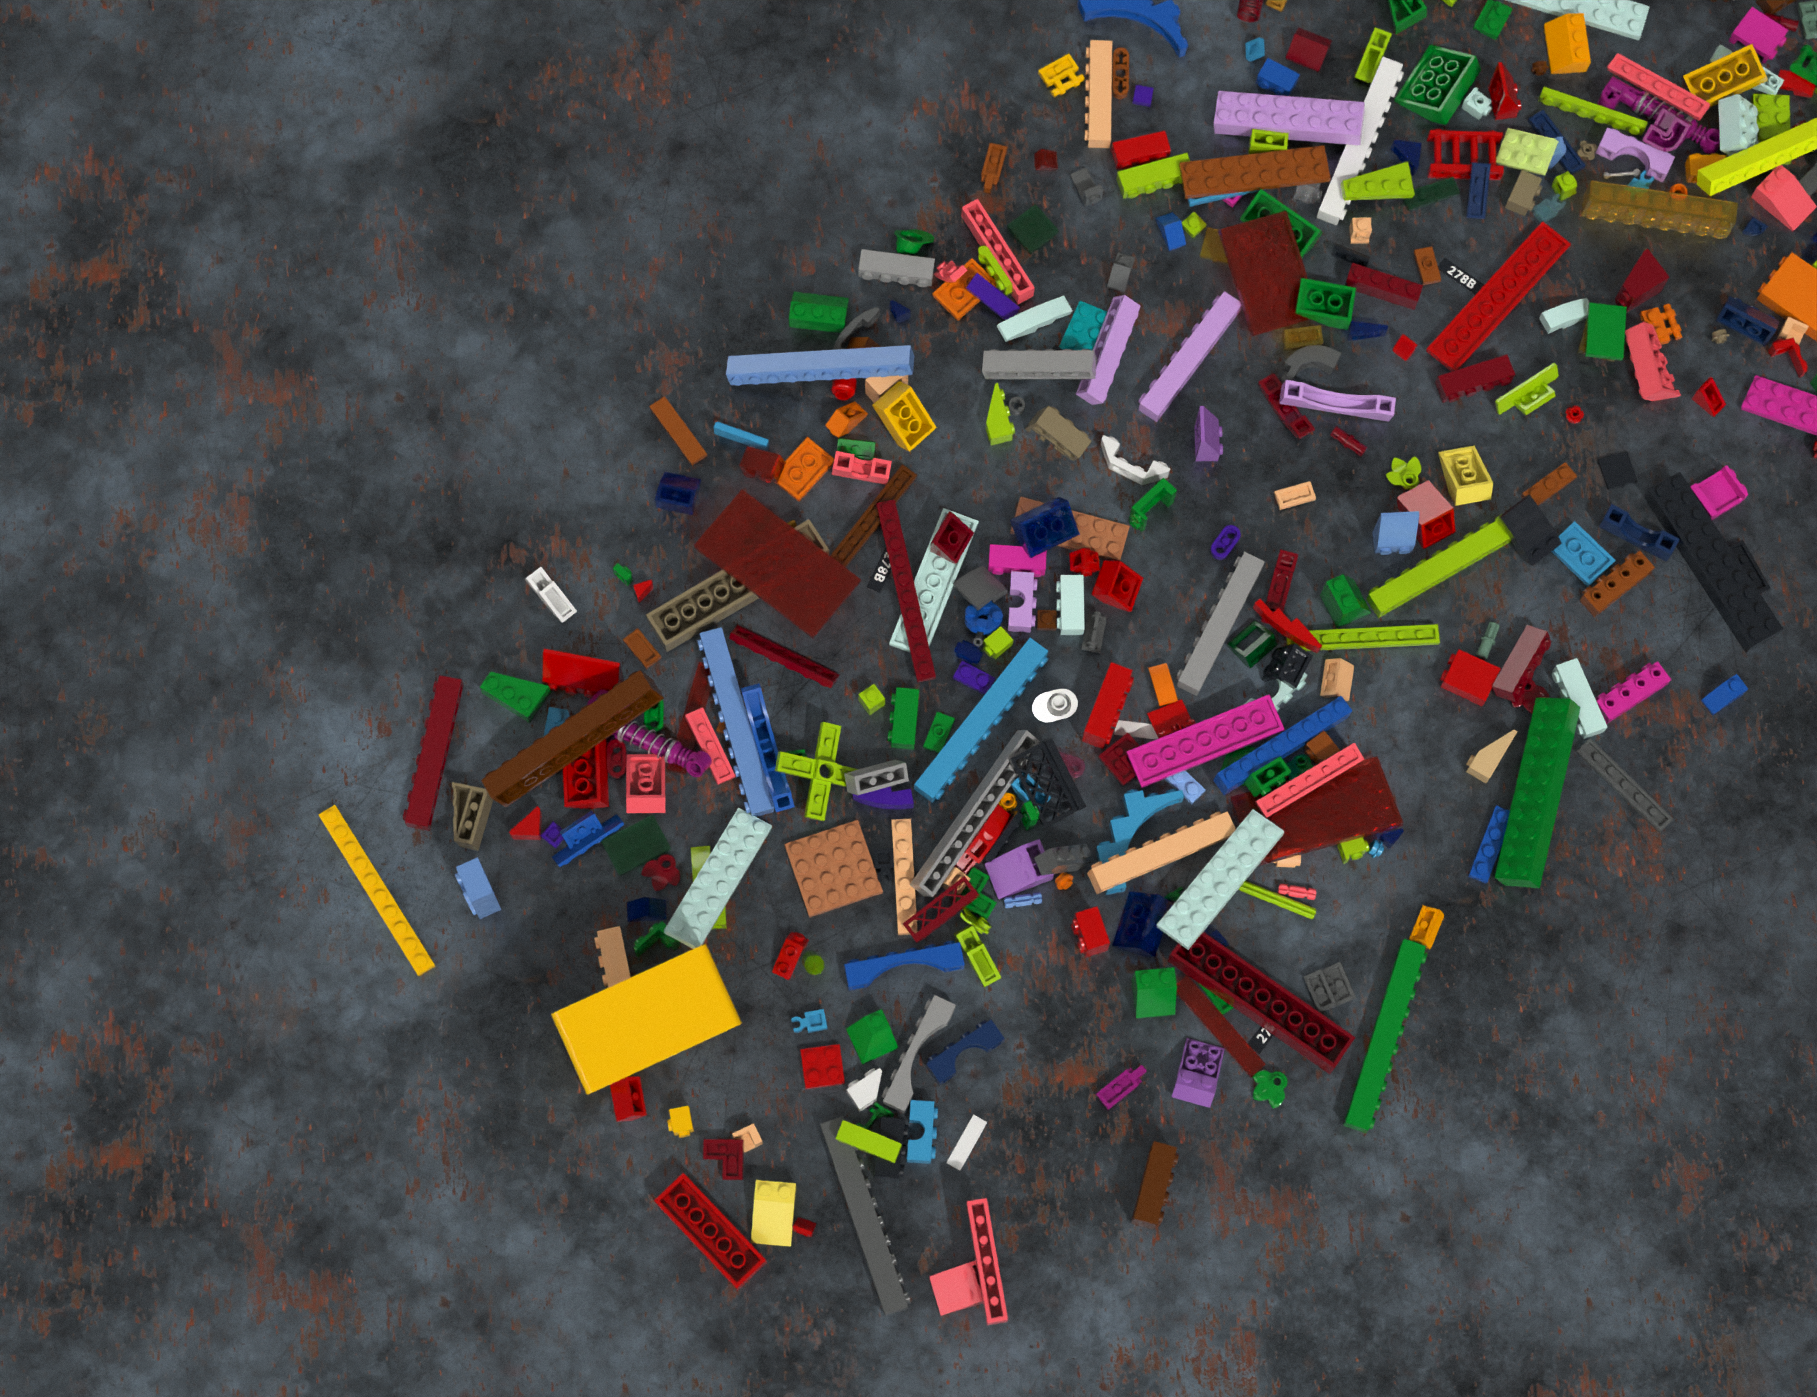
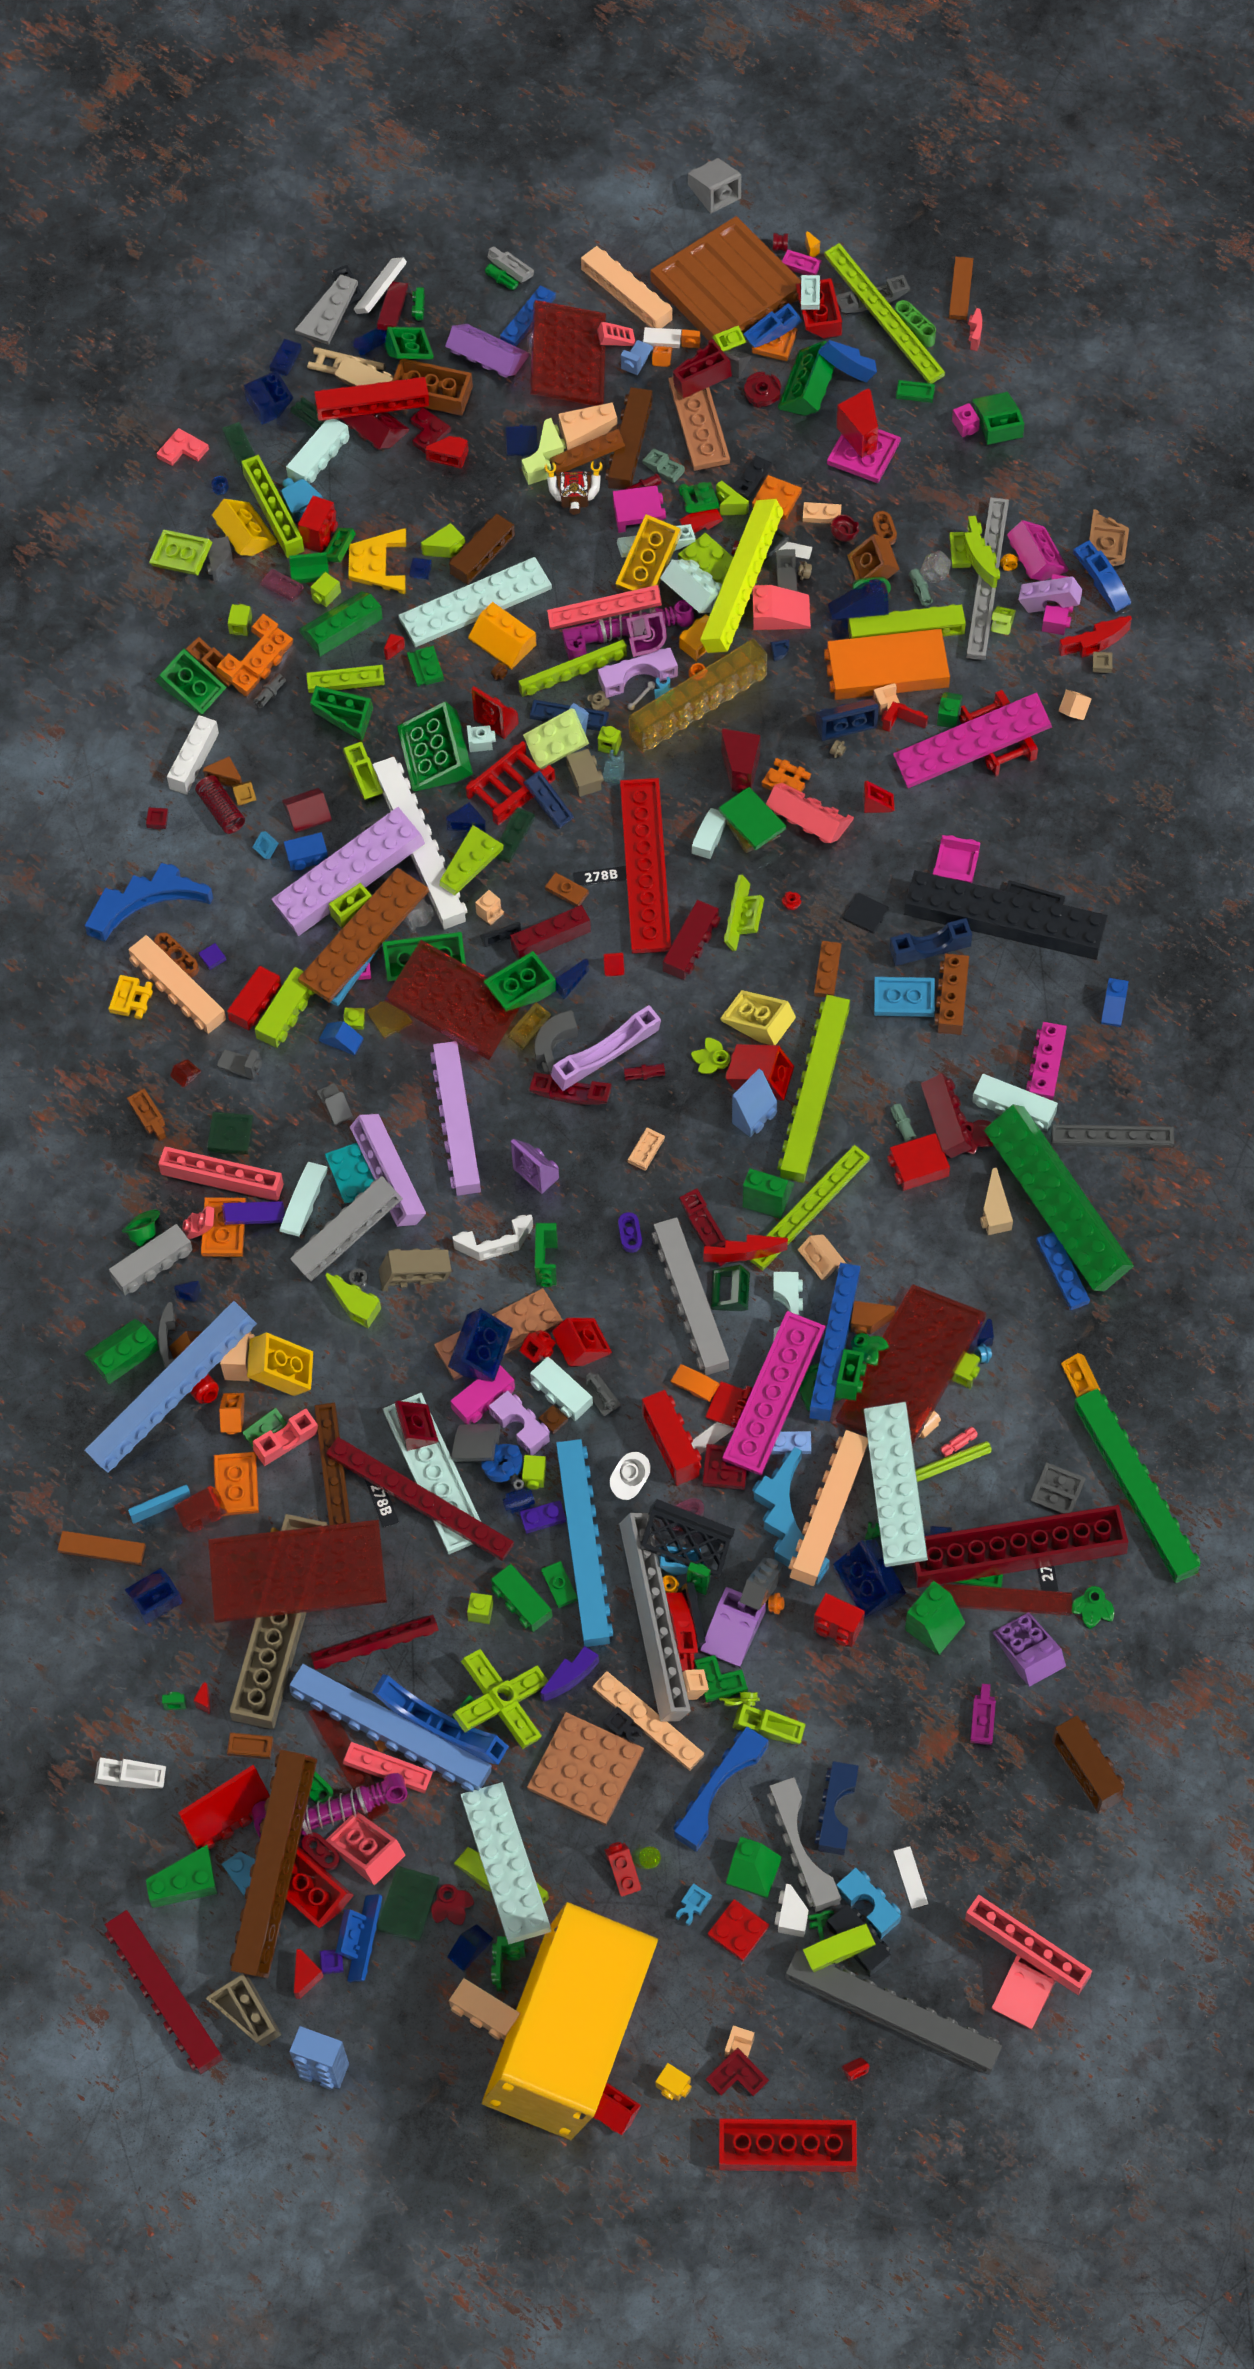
camera: 40 degrees left, 10 degrees down
(377, 890) = (228, 2149): yellow plate -> none
(773, 1213) = (820, 2081): light yellow slope -> none
(876, 777) = (548, 1662): light grey brick -> none
(946, 915) = (714, 1715): dark red fence -> none
(994, 269) = (235, 1188): lime plate -> none
(1023, 900) = (759, 1649): medium blue axle -> none
(1287, 665) = (775, 1277): black bracket -> none
(1309, 780) = (883, 1347): coral plate -> none
(1530, 530) = (852, 1011): black slope -> none

